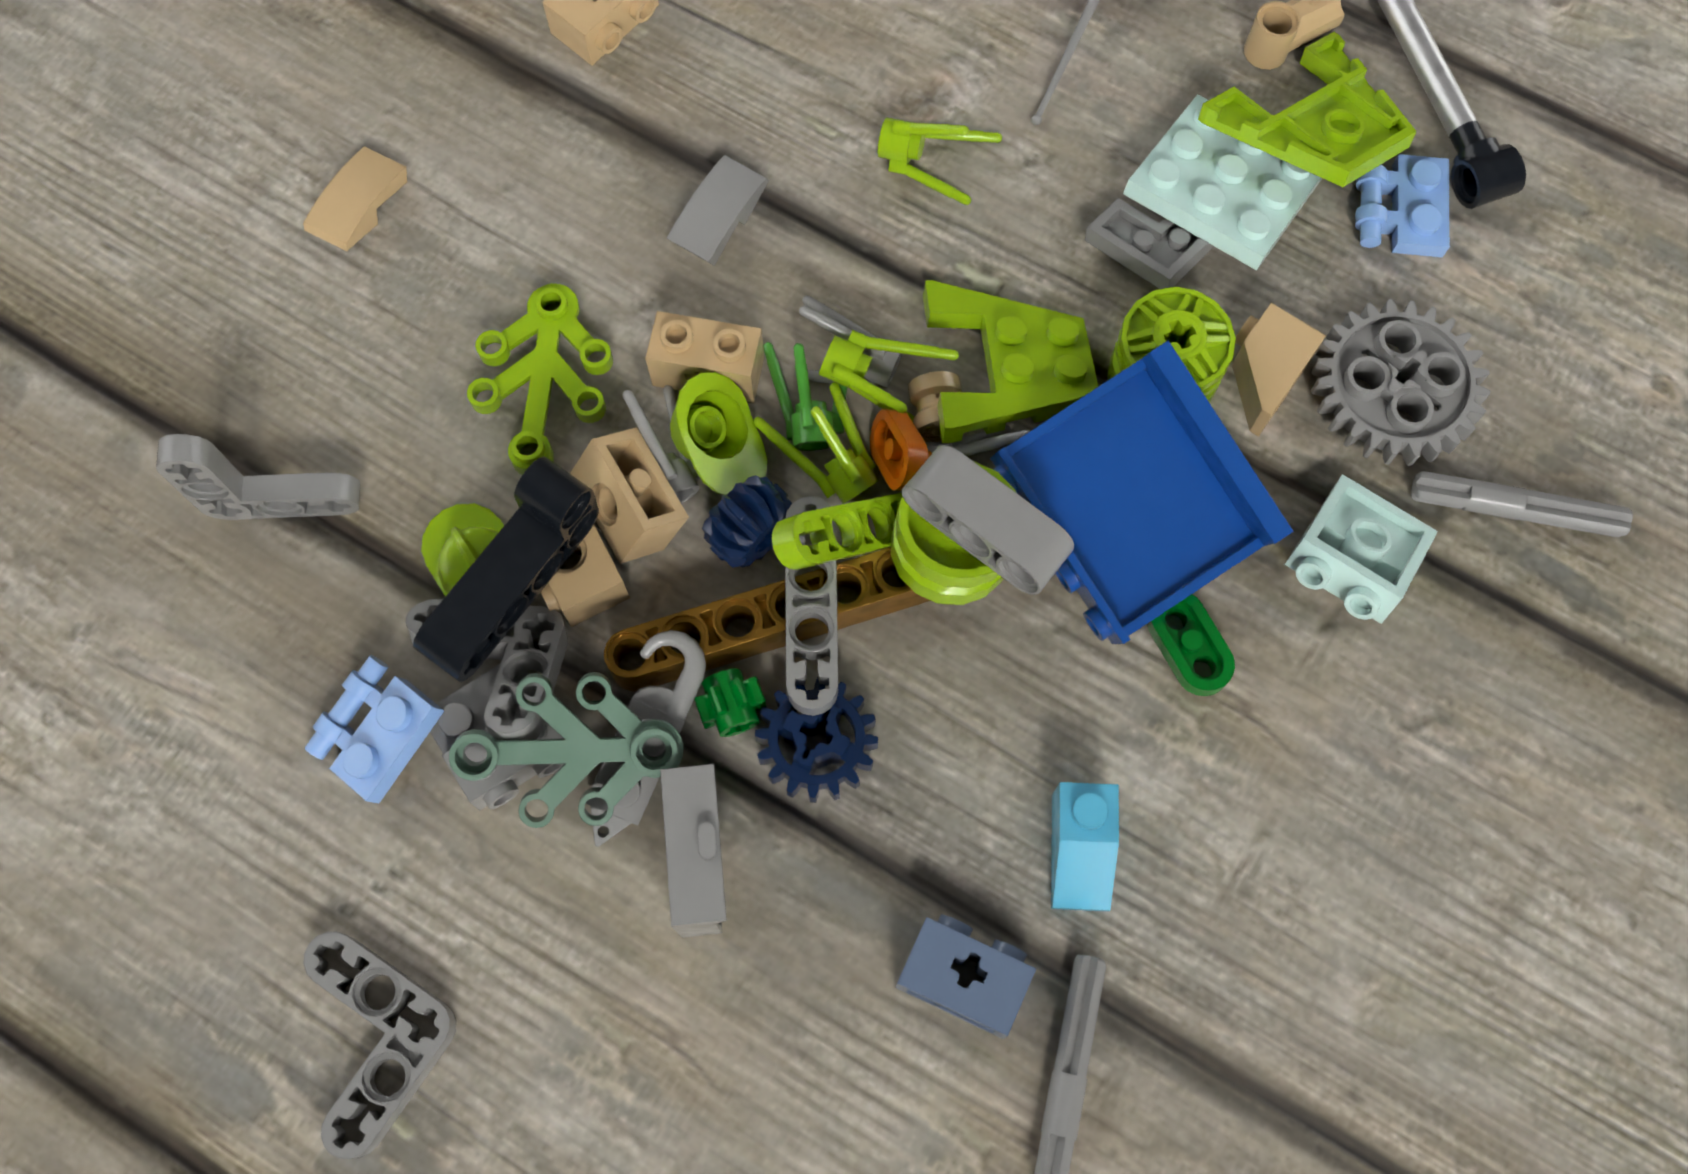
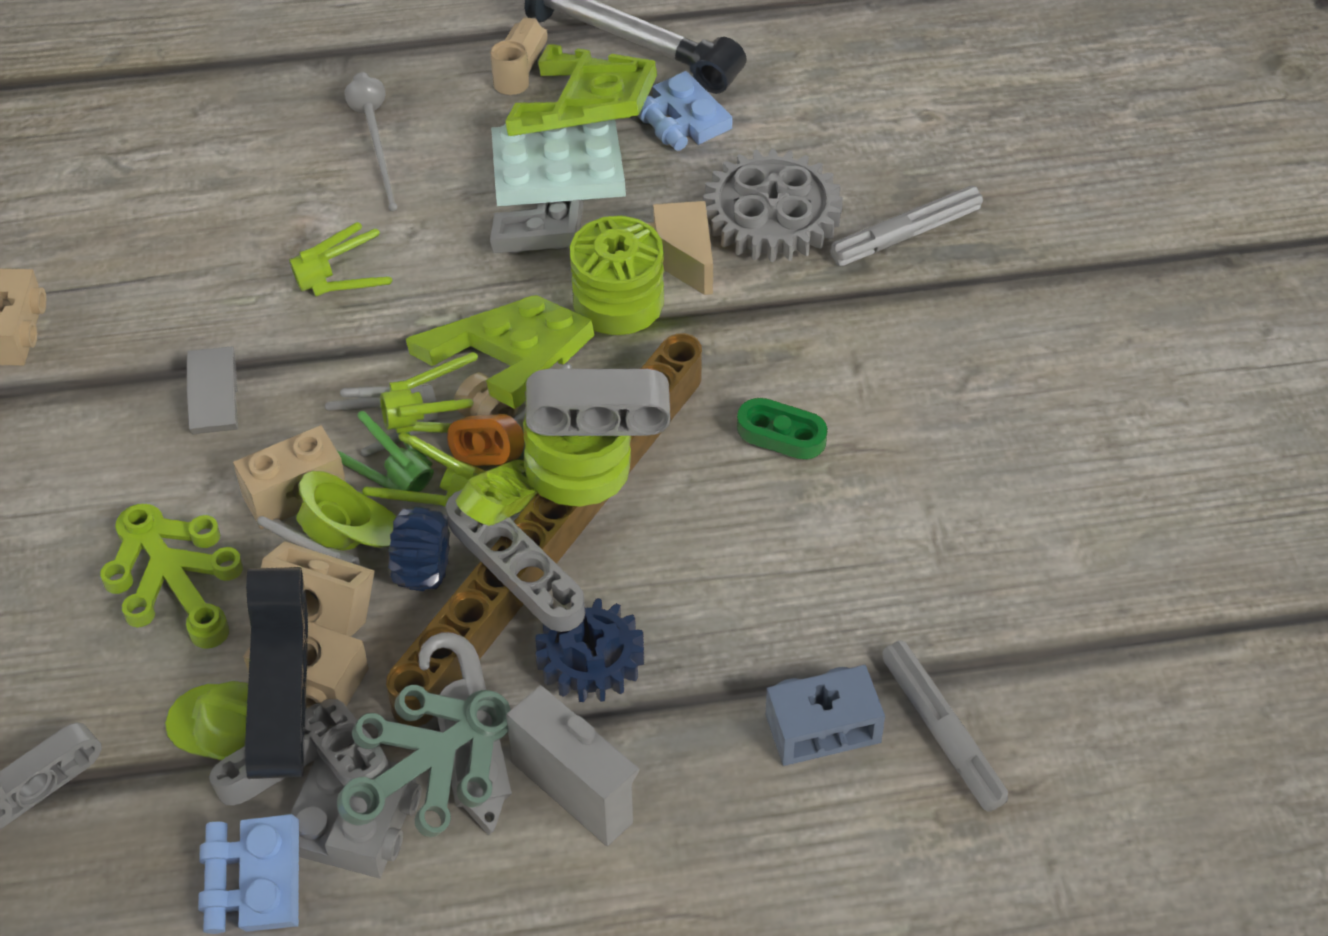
camera: 40 degrees left, 20 degrees down
(730, 702) = (509, 667): green gear -> none
(1084, 845) = (825, 583): medium azure slope -> none
(1144, 492) = (692, 328): blue panel -> none
(1361, 550) = (838, 308): light aqua plate -> none

